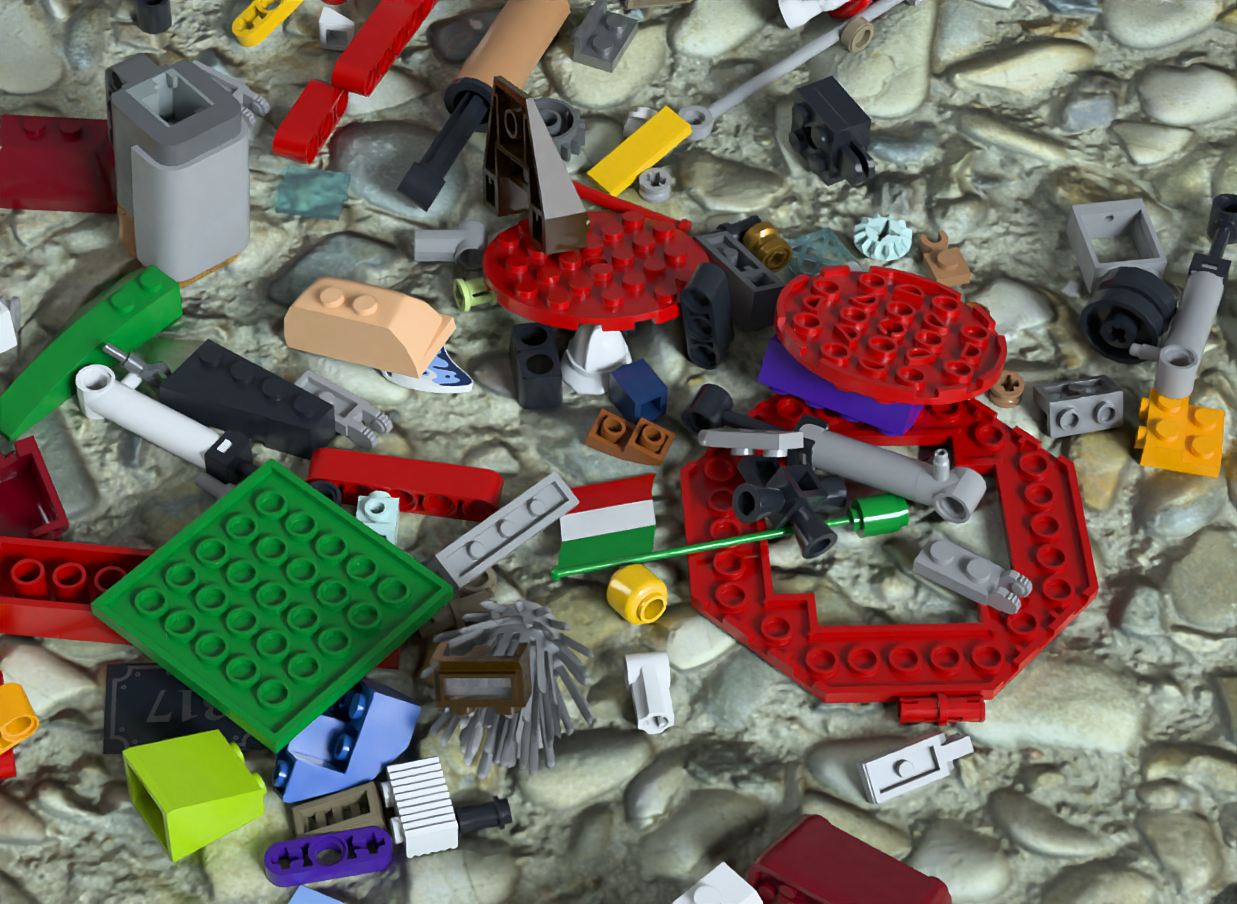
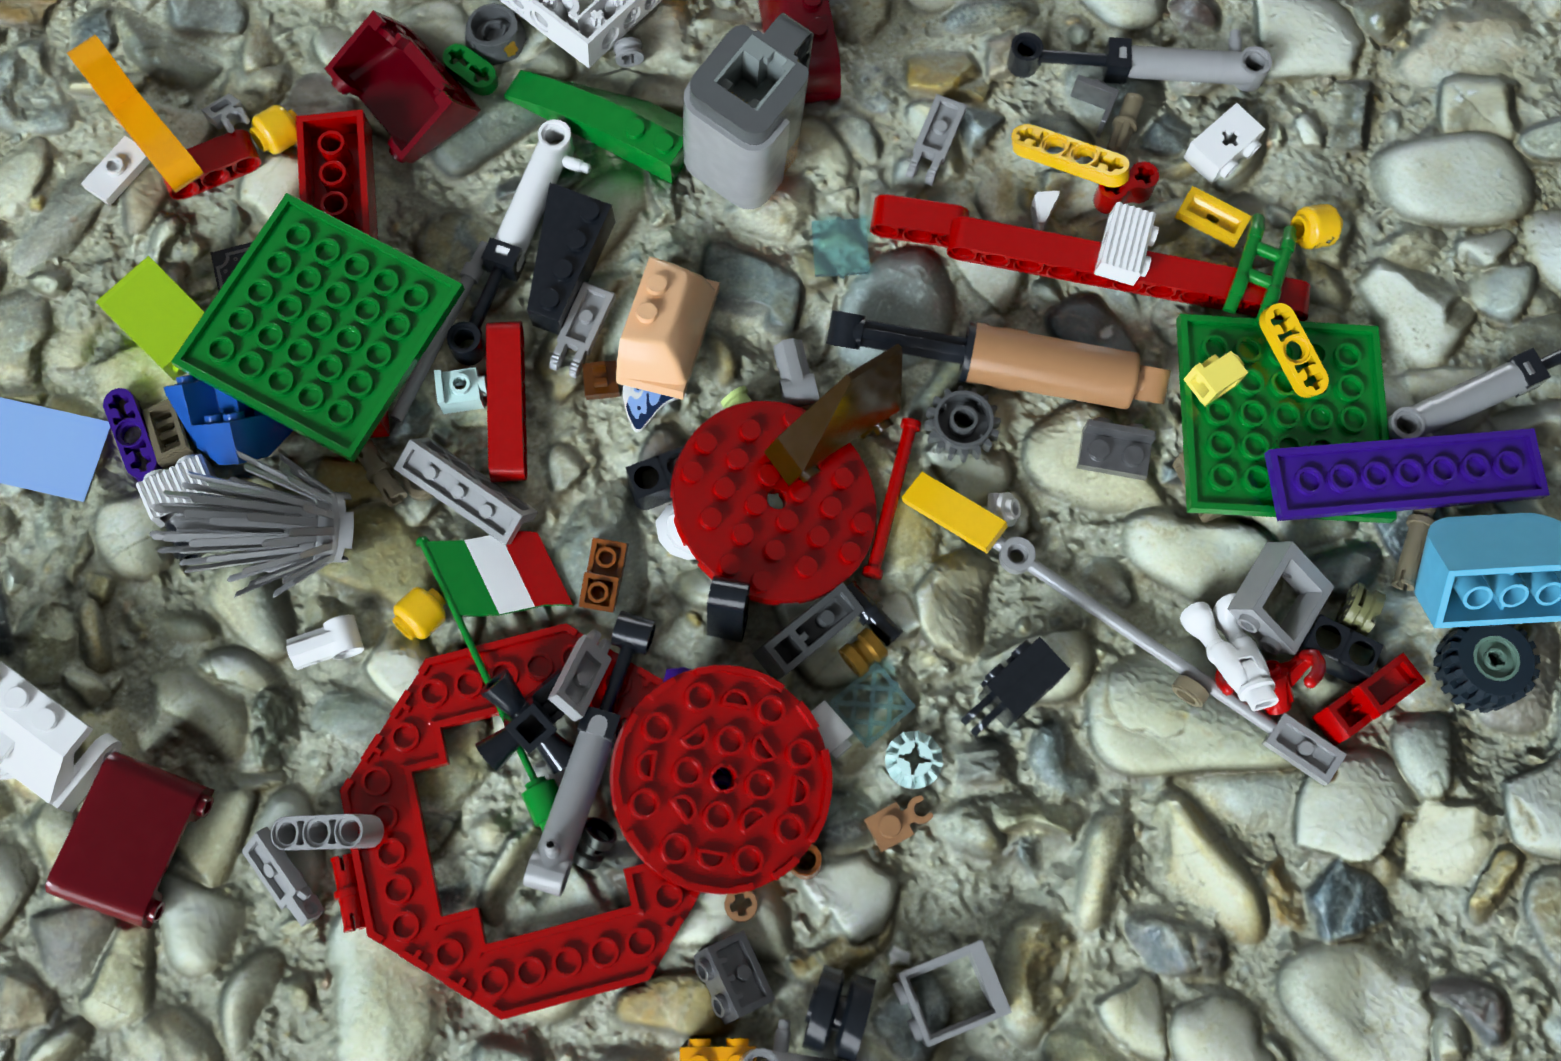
camera: 80 degrees right, 25 degrees up
(136, 365) = (578, 175): dark grey hand -> none
(403, 405) = (600, 380): none -> reddish brown tile
(482, 680) = (169, 489): dark brown window -> none
(638, 392) = (652, 569): dark blue brick -> none
(652, 194) = (916, 530): light grey bush -> none
(883, 680) = (312, 832): none -> light grey beam
(971, 575) = (486, 896): light grey hinge -> none

